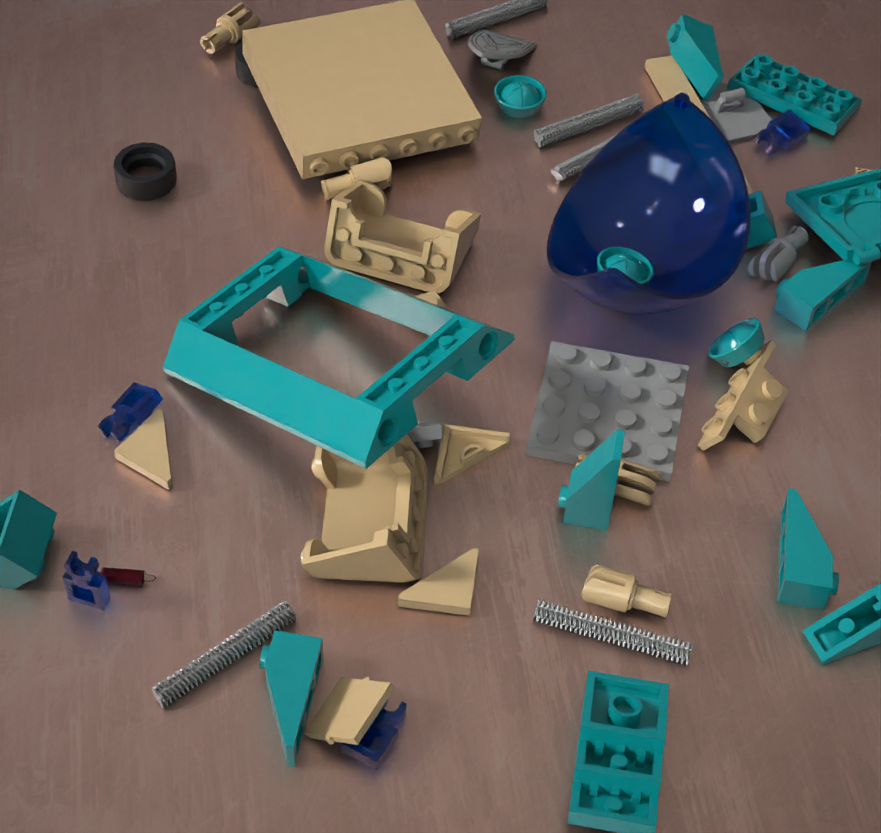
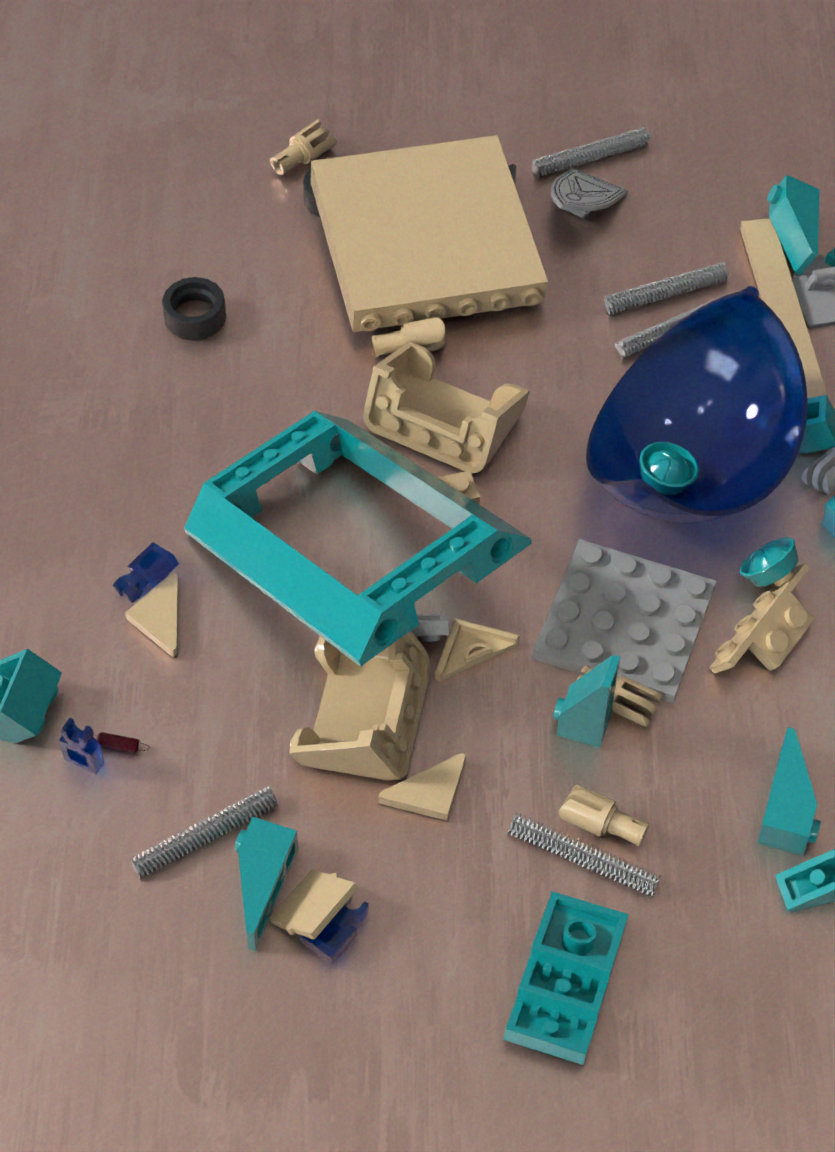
camera: 10 degrees right, 5 degrees up
(520, 96) = (597, 253): teal hat -> none

